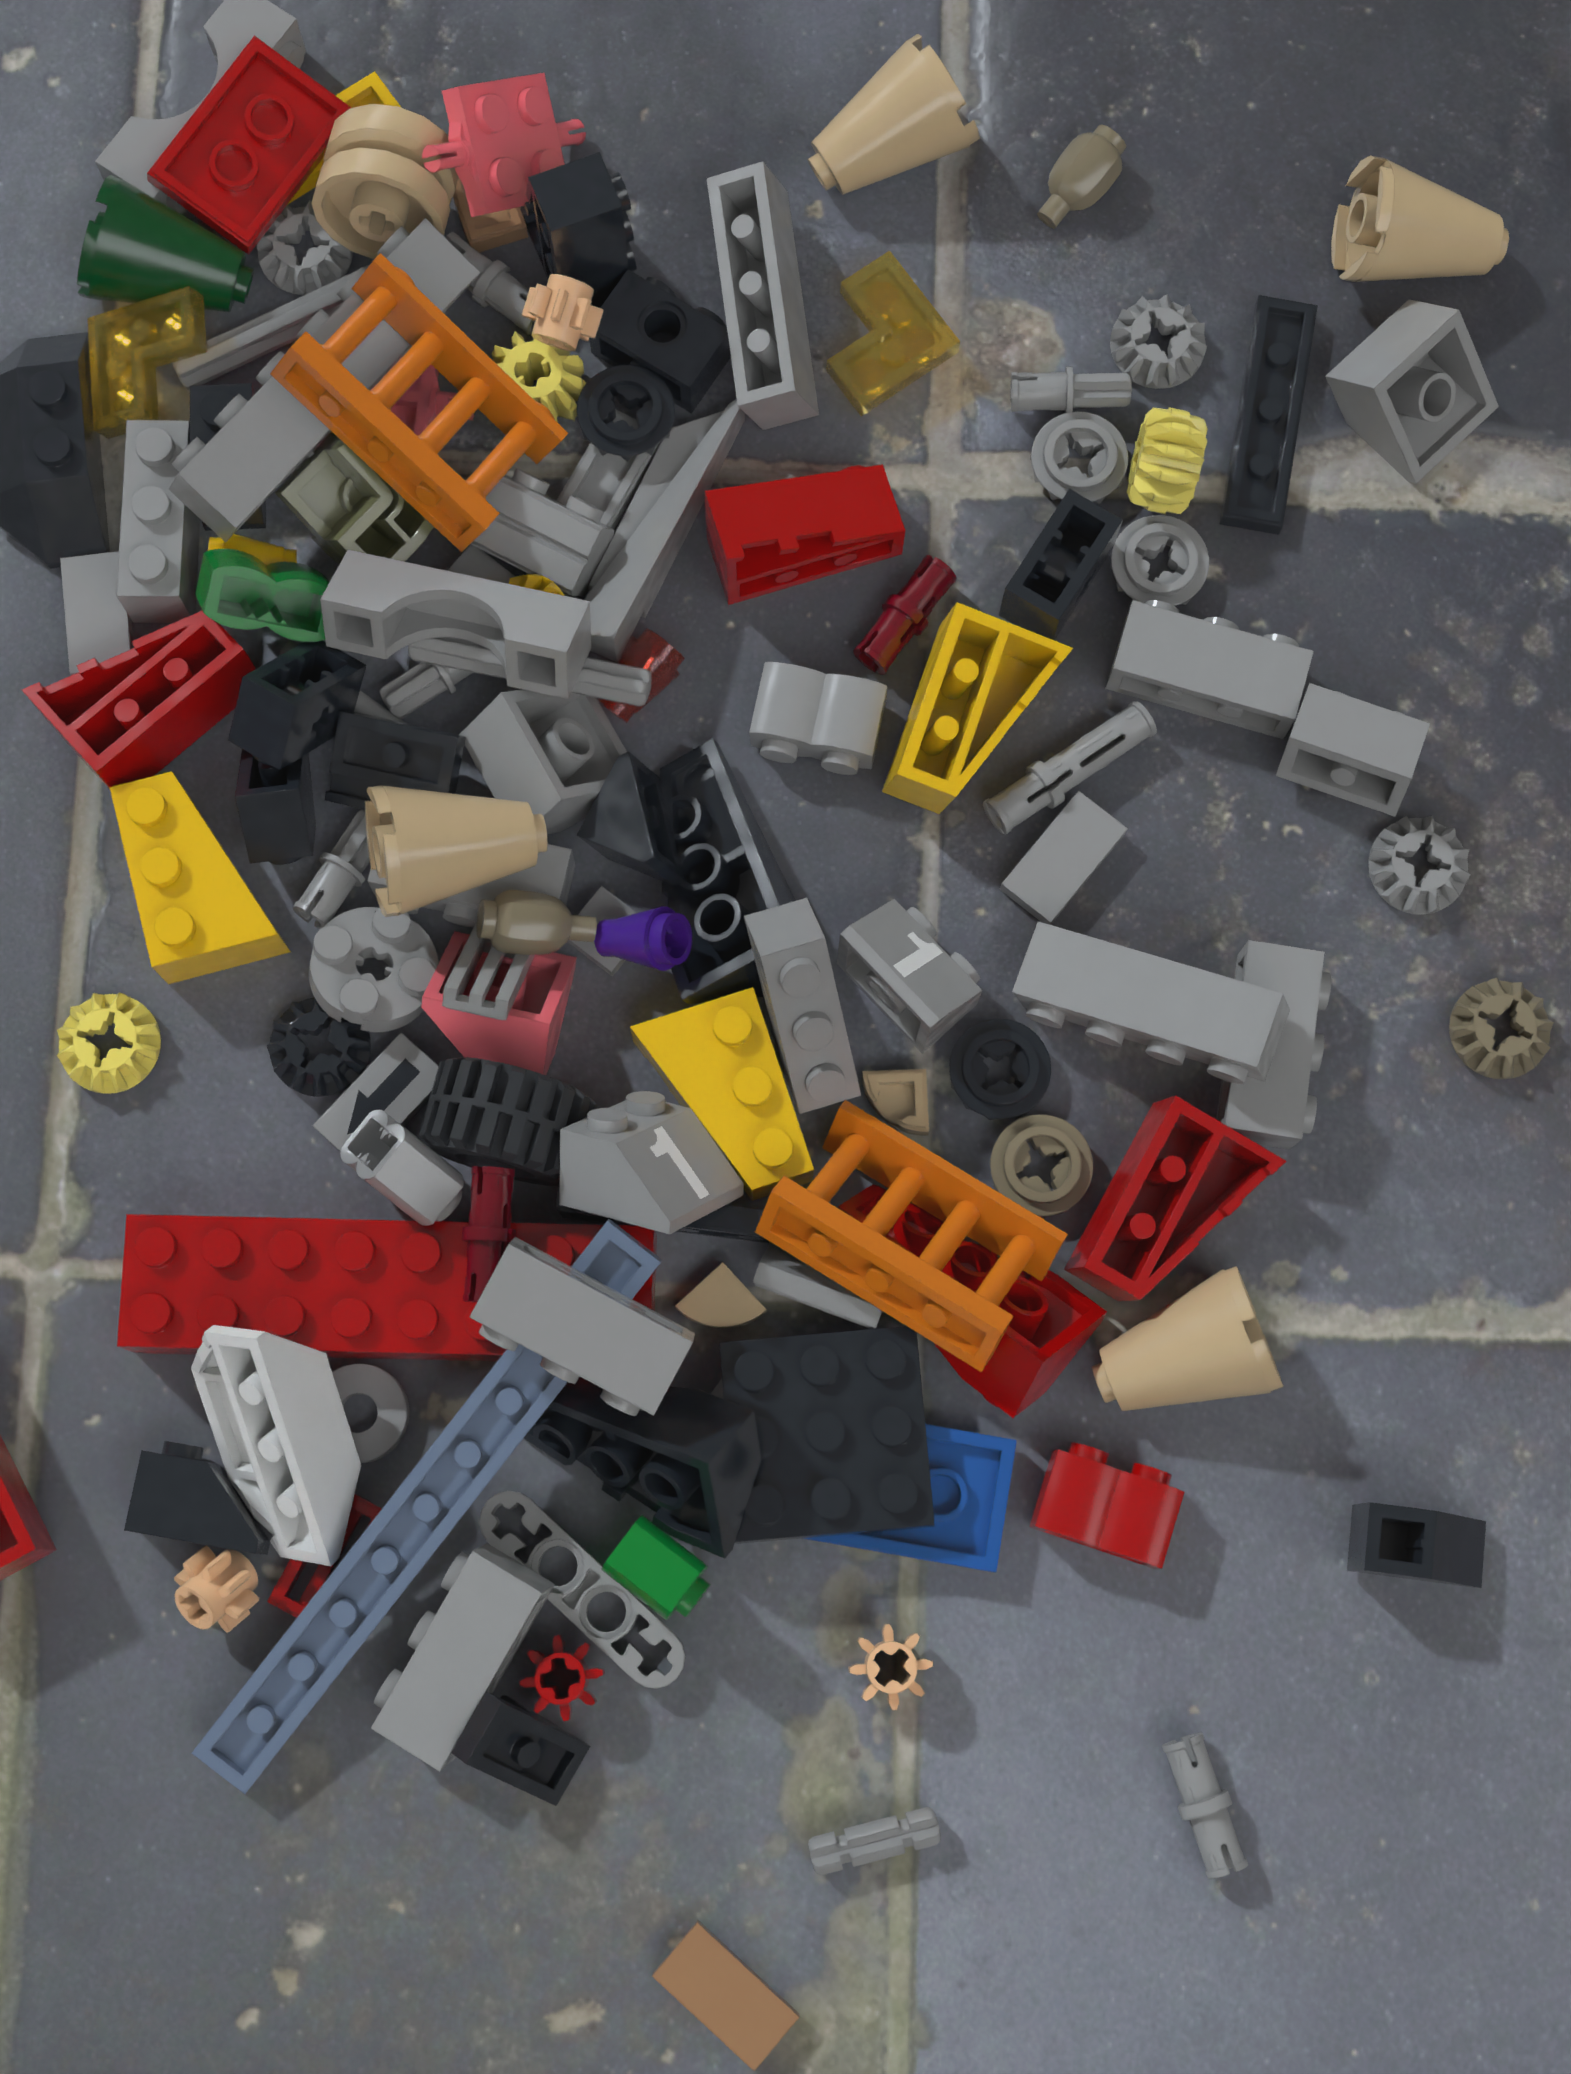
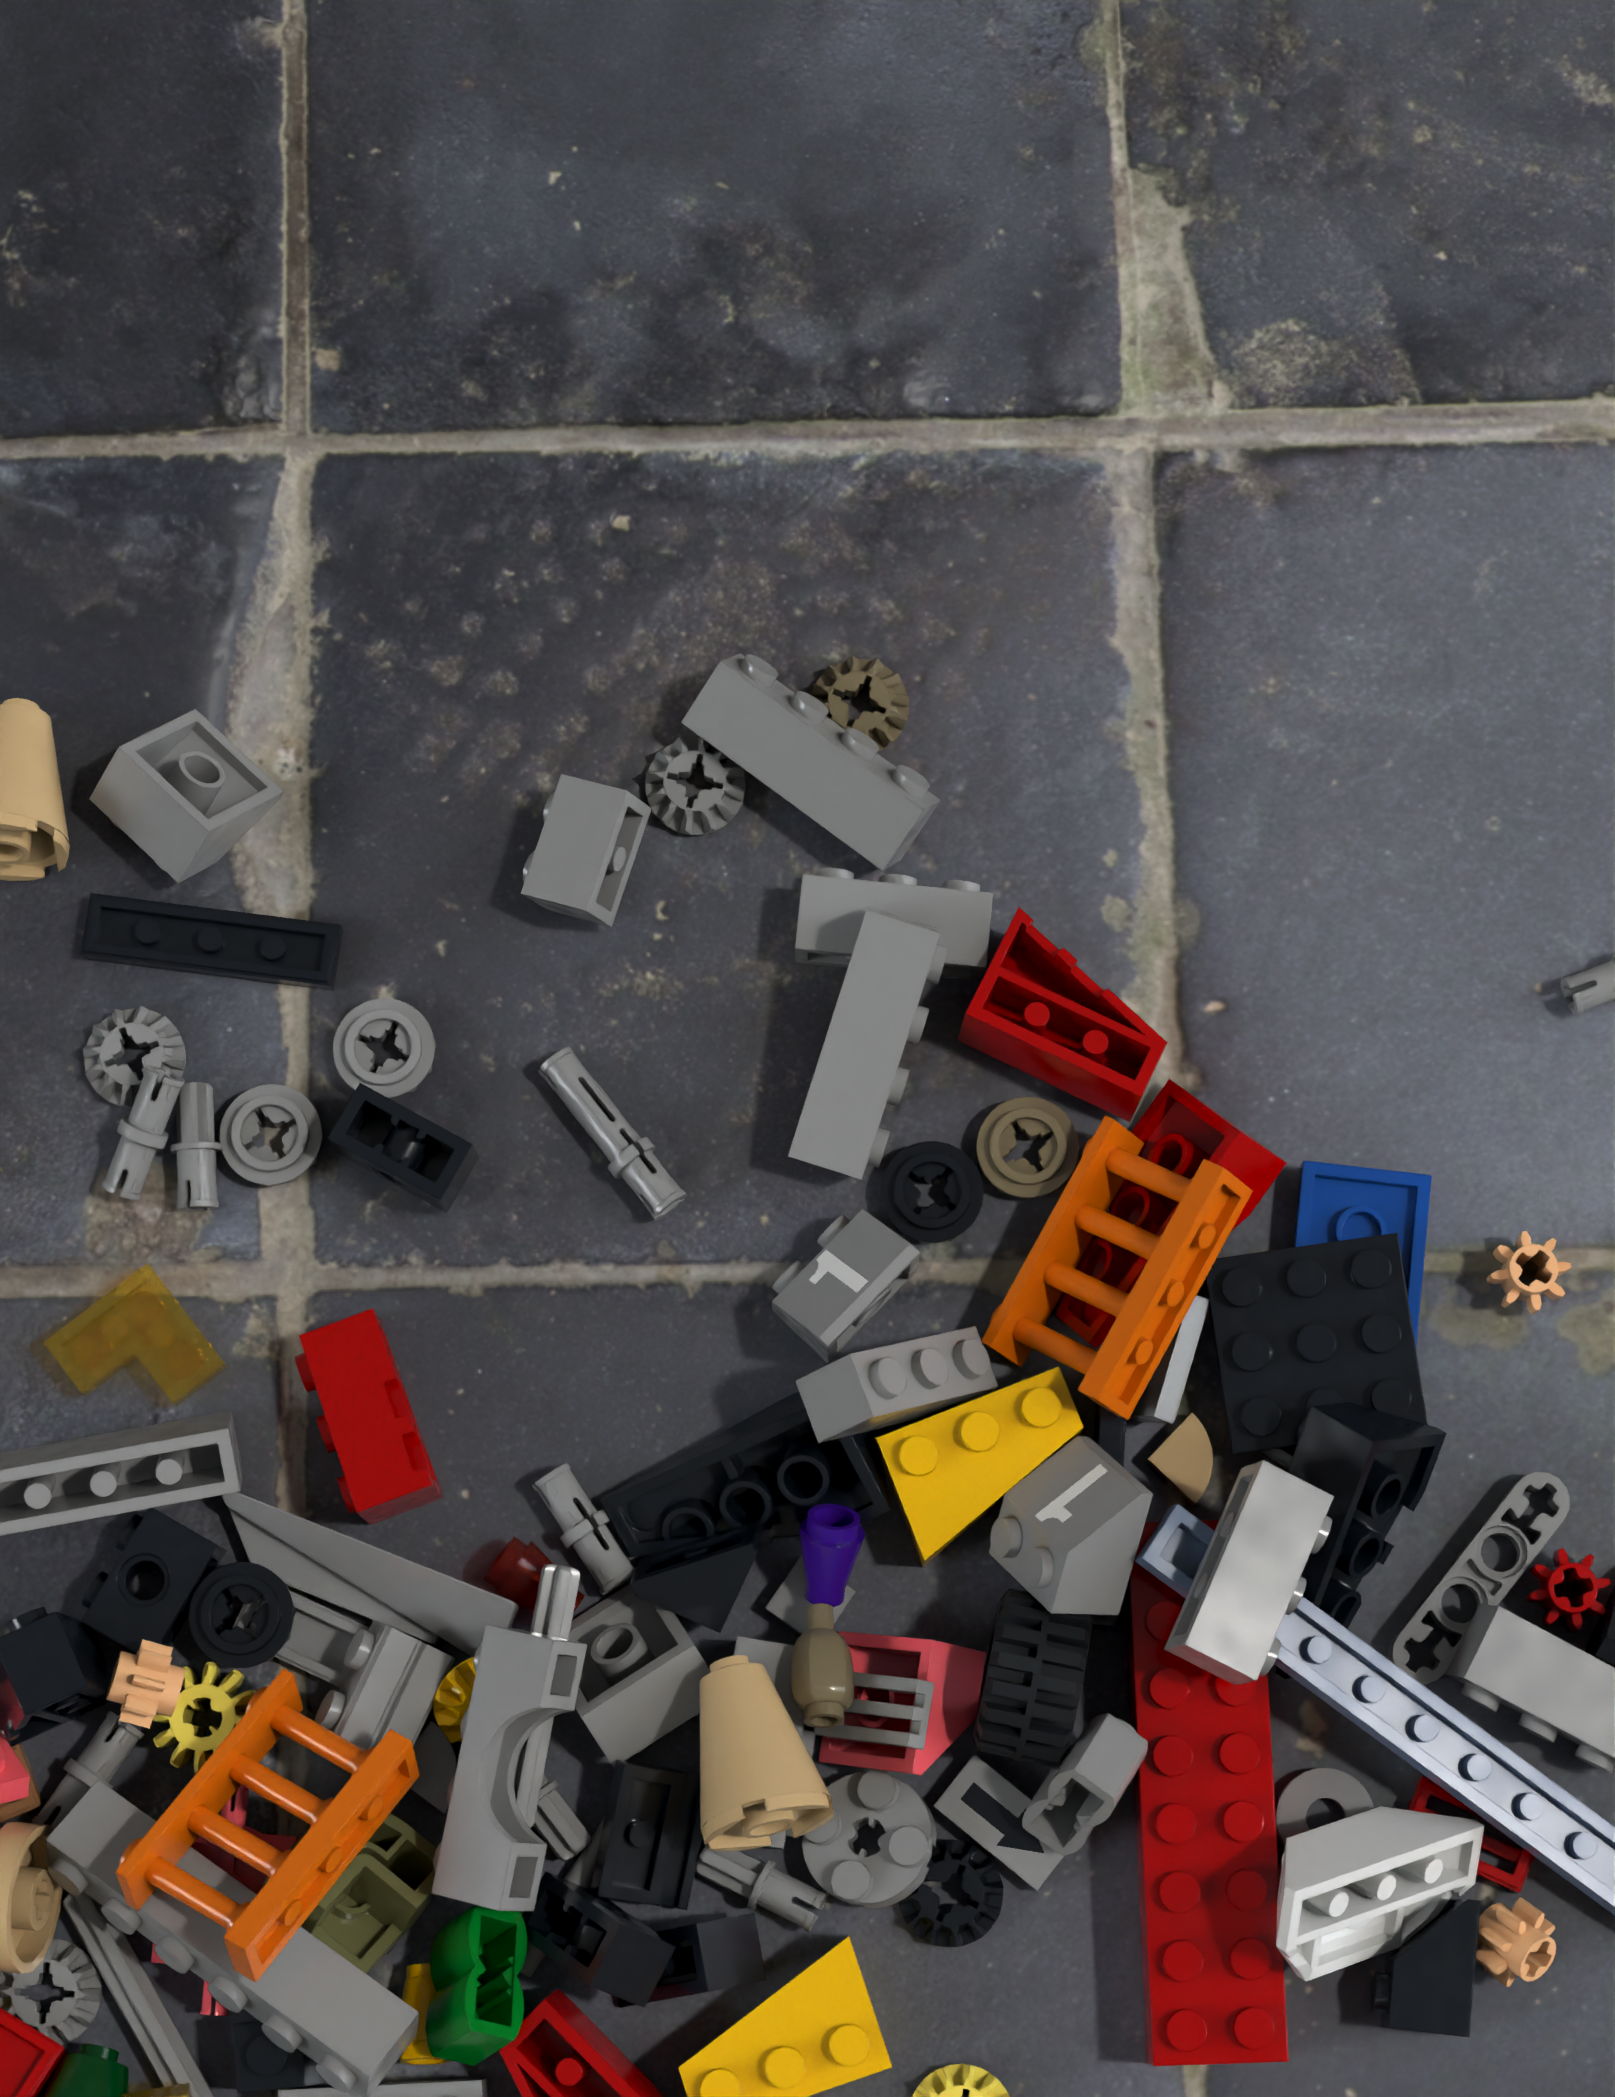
camera: 90 degrees left, 0 degrees up
(488, 1226) = (1152, 1683): dark red pin -> none
(657, 1570) = (1462, 1498): green brick -> none
(723, 702) = (584, 1528): none -> light grey pin
(817, 717) = (573, 1392): light grey brick -> none
(899, 1098) = (966, 1291): tan tile -> none
(905, 614) = (452, 1309): dark red pin -> none
(967, 700) = (558, 1240): yellow wedge -> none
(1063, 858) = (707, 1137): light grey tile -> none
(1084, 340) = (142, 1132): none -> light grey pin
(1108, 1507) = (1359, 1072): red brick -> none
(1167, 460) = (280, 1042): light yellow gear -> none
(1191, 1351) = (1206, 995): tan cone -> none
(1210, 668) = (499, 995): light grey brick -> none
(1416, 1544) = (1373, 783): black slope -> none
(1443, 971) = (811, 759): none -> light grey brick

